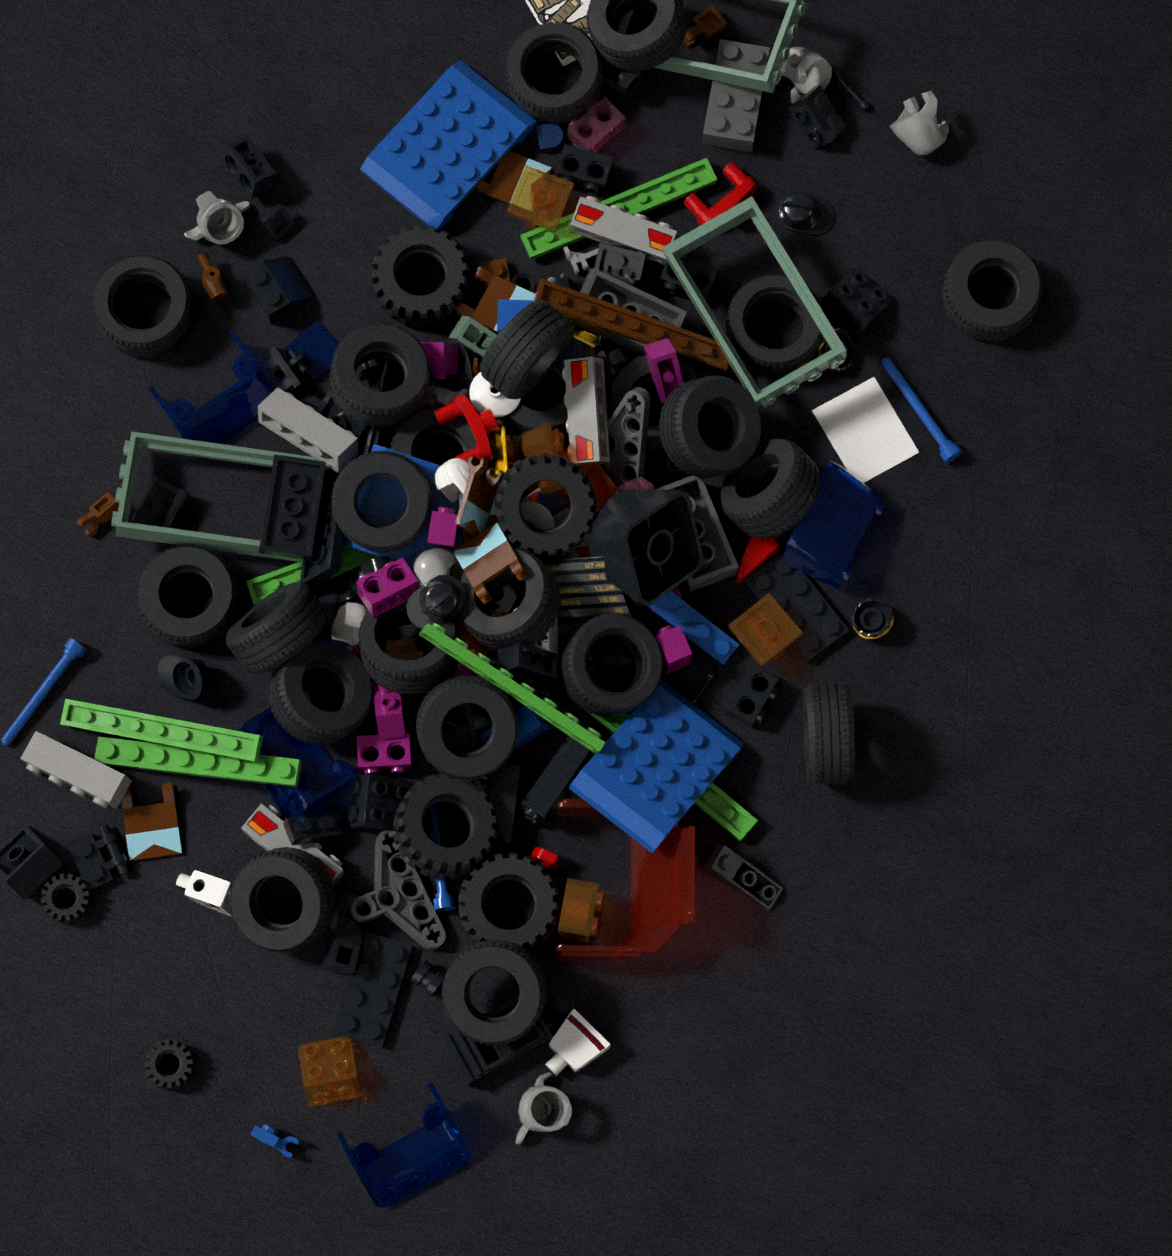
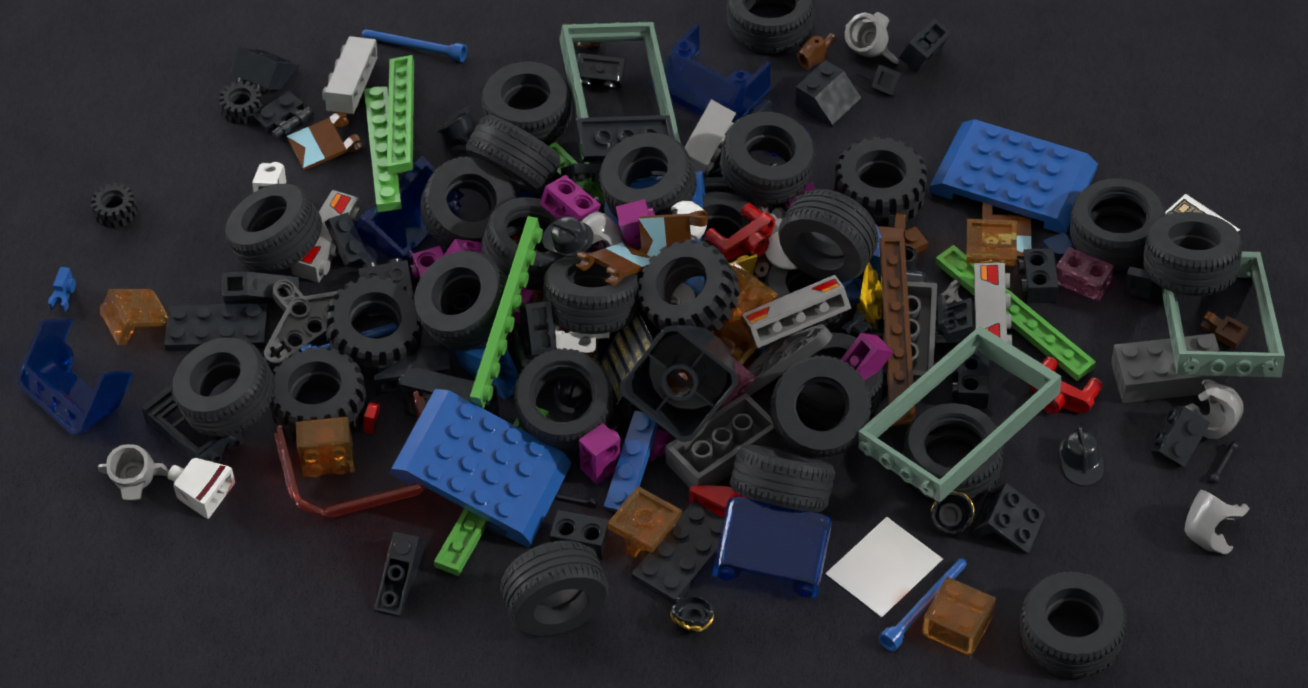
camera: 75 degrees right, 25 degrees down
(948, 384) = (958, 616): none -> clear orange brick

